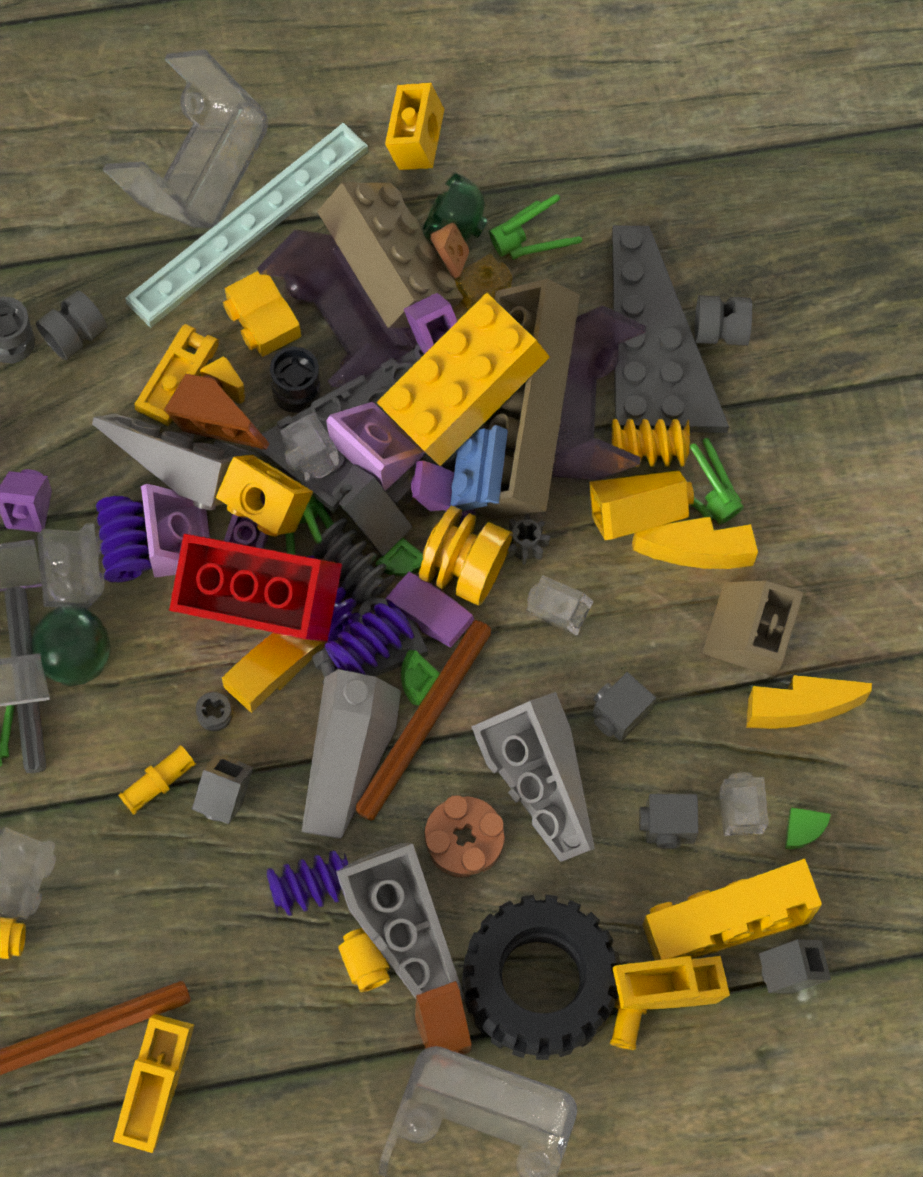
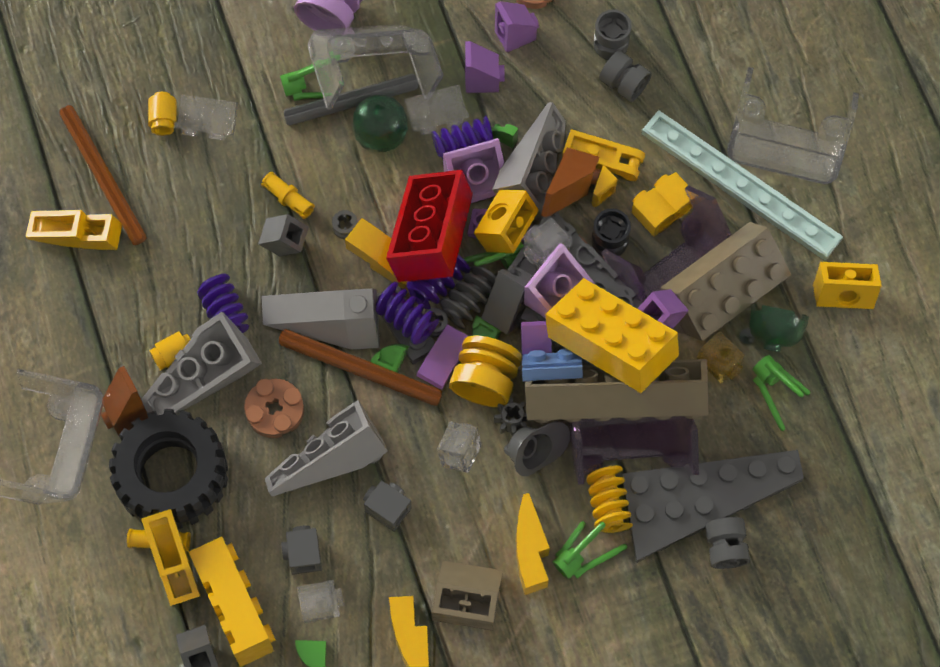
camera: 85 degrees right, 0 degrees up
(126, 484) = (507, 135): none -> bright green tile
(451, 248) = (738, 323): nougat slope -> none
(569, 520) = (537, 448): none -> dark grey piece
(639, 502) = (552, 492): yellow slope -> none

